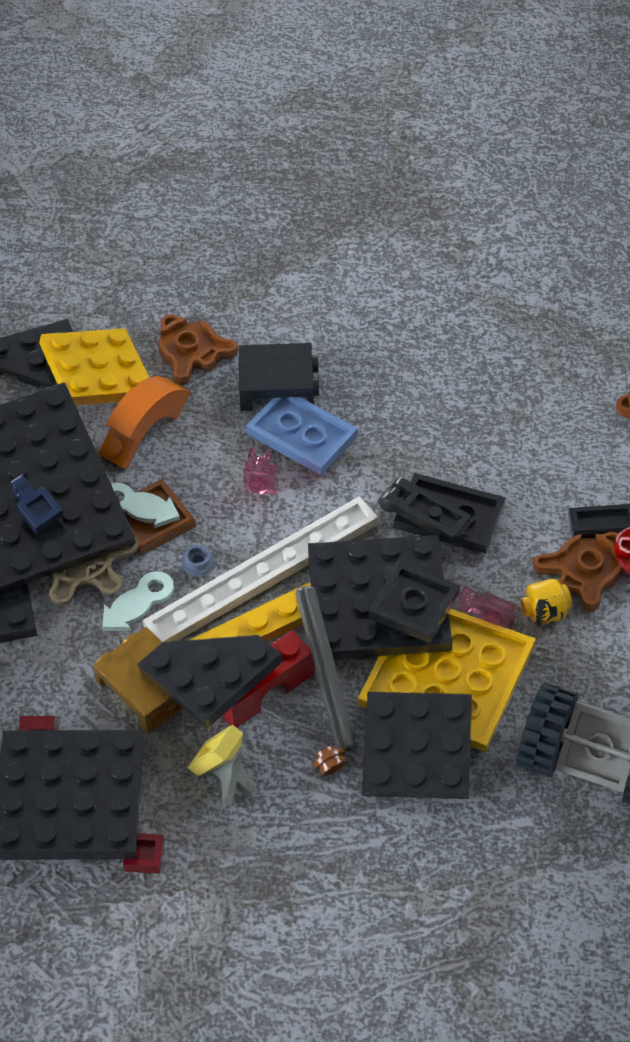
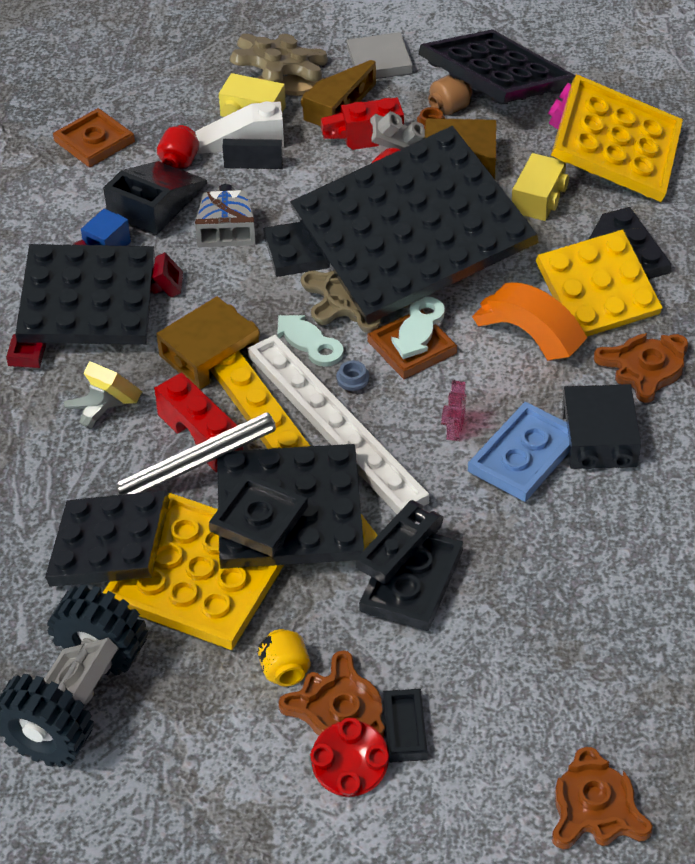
camera: 90 degrees right, 5 degrees down
(35, 506) = (383, 229): dark blue plate -> none
(210, 673) = (186, 364): black plate -> none
(330, 760) = (103, 475): dark orange plate -> none
(488, 607) = (273, 606): clear pink plate -> none

